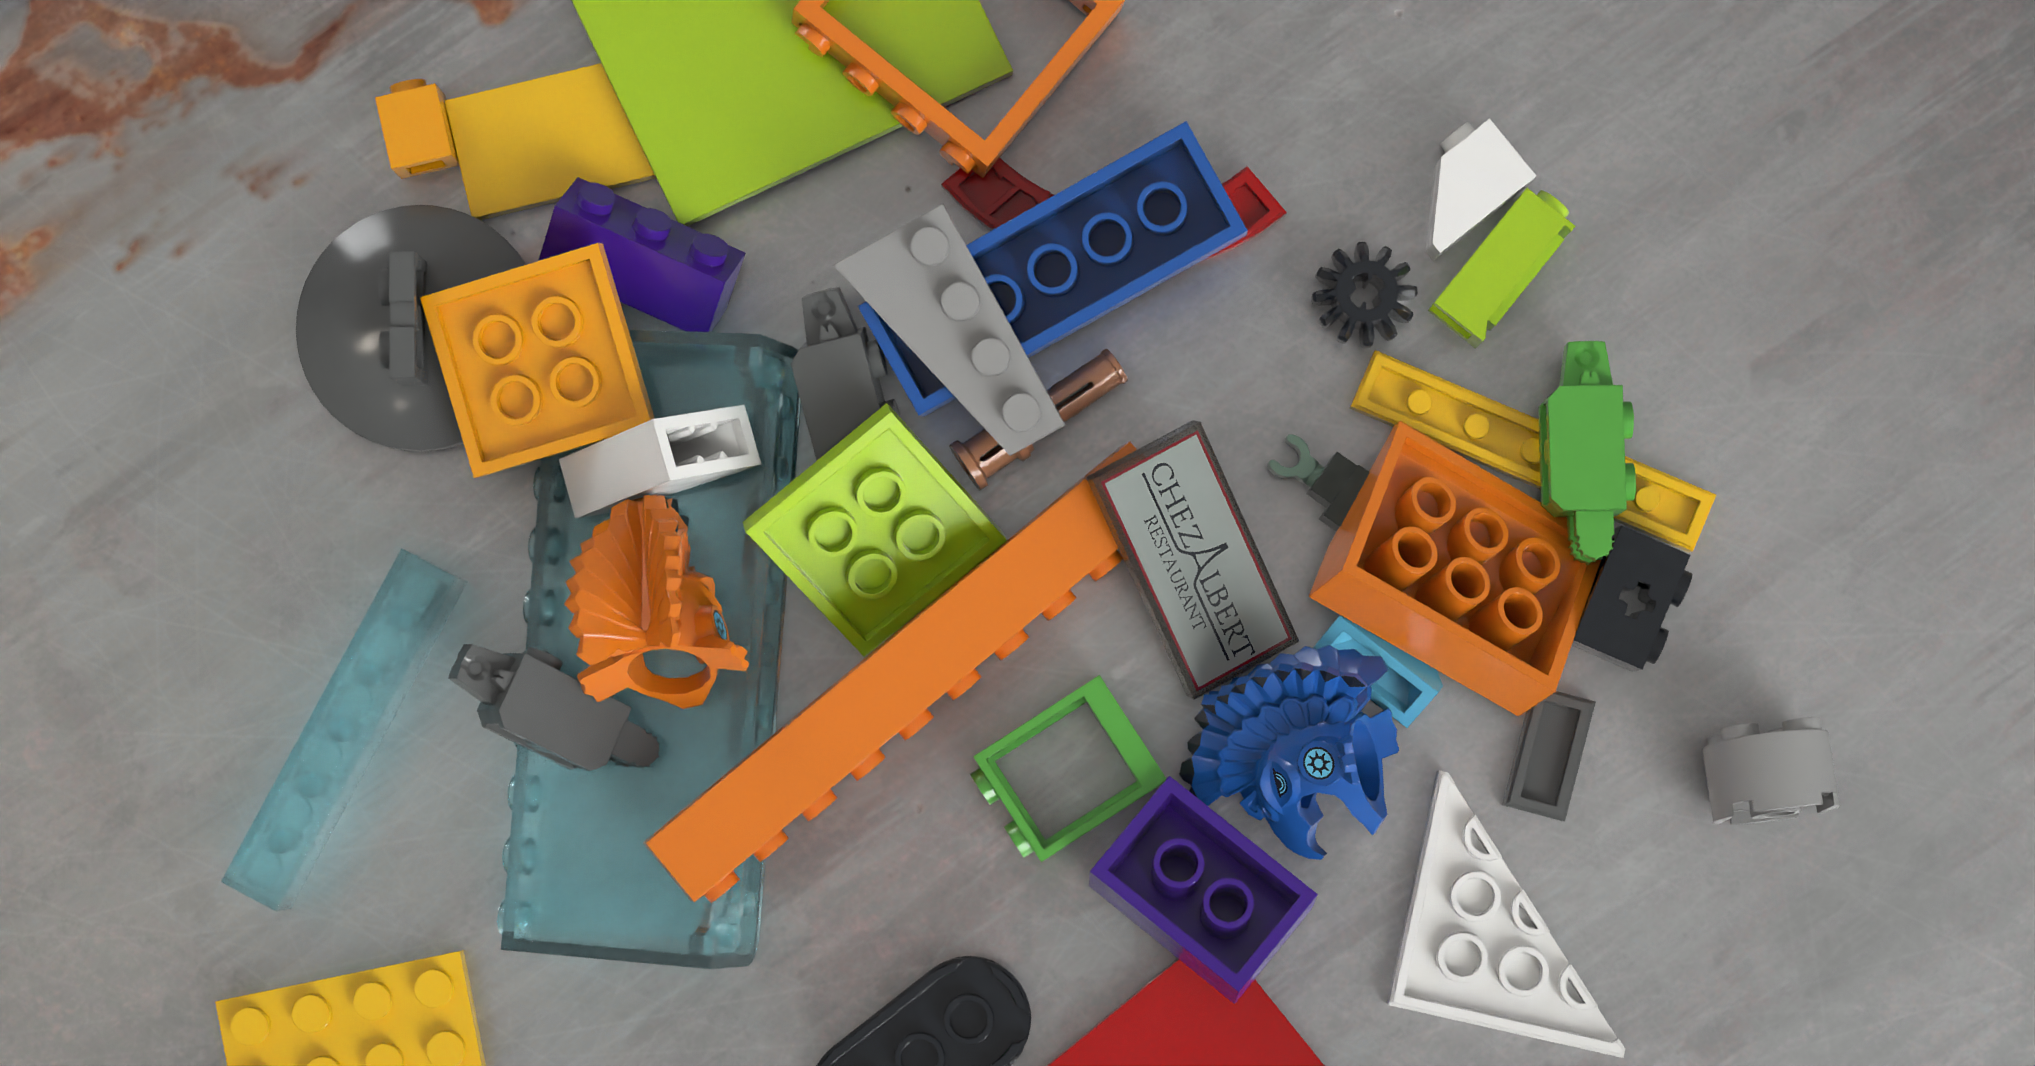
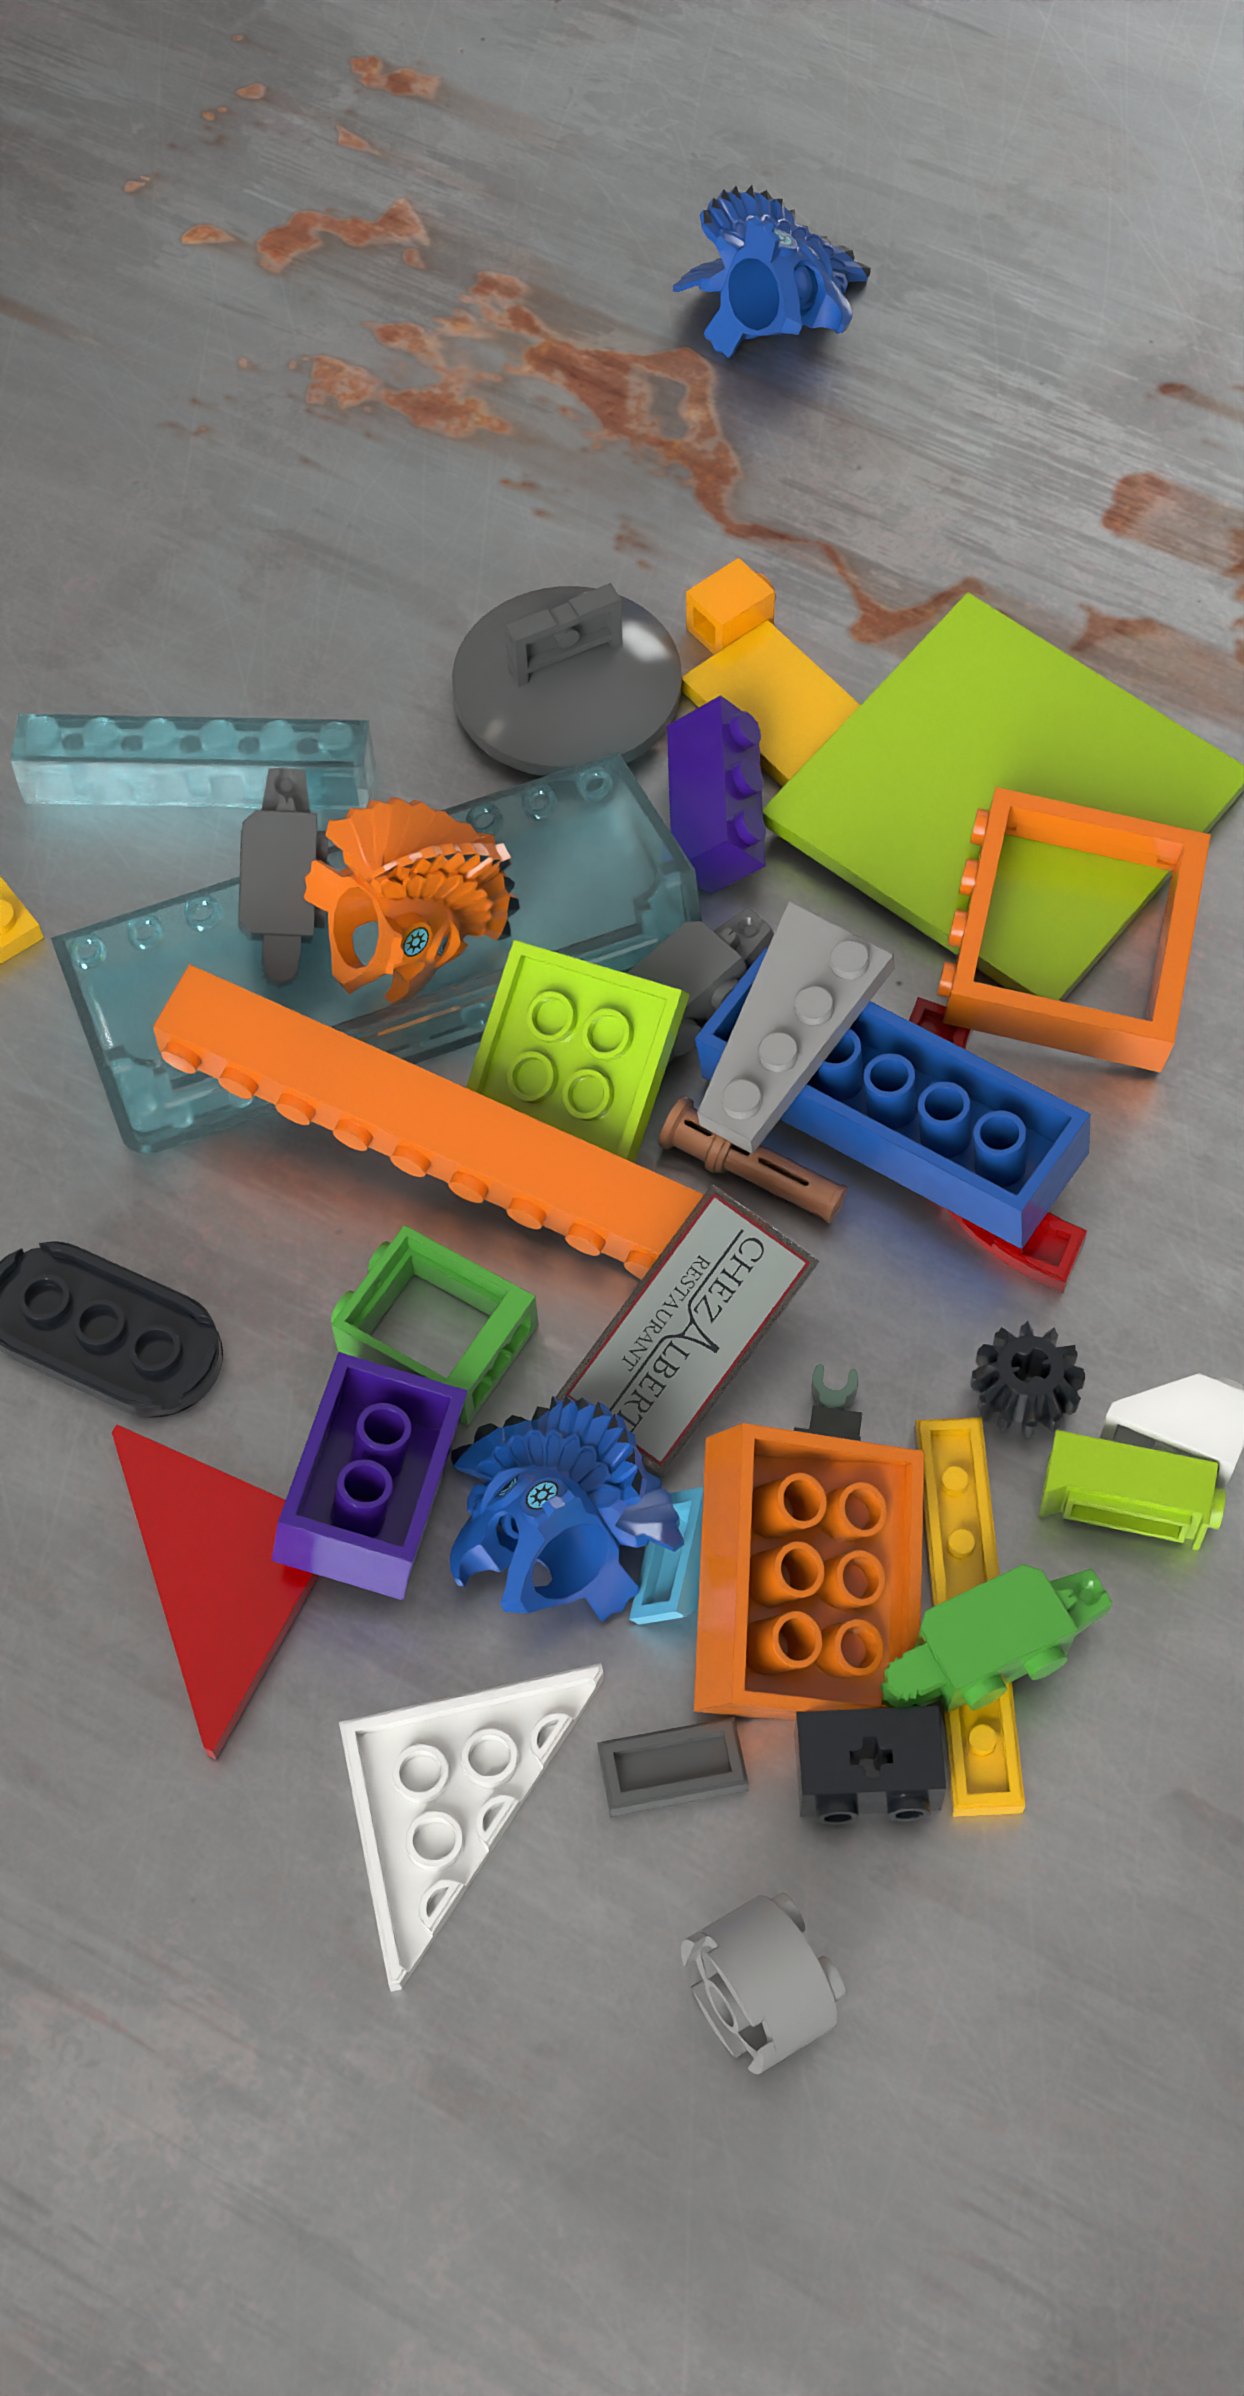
camera: 65 degrees right, 25 degrees down
(537, 360) = (581, 738): light orange plate -> none
(659, 459) = (556, 869): white slope -> none

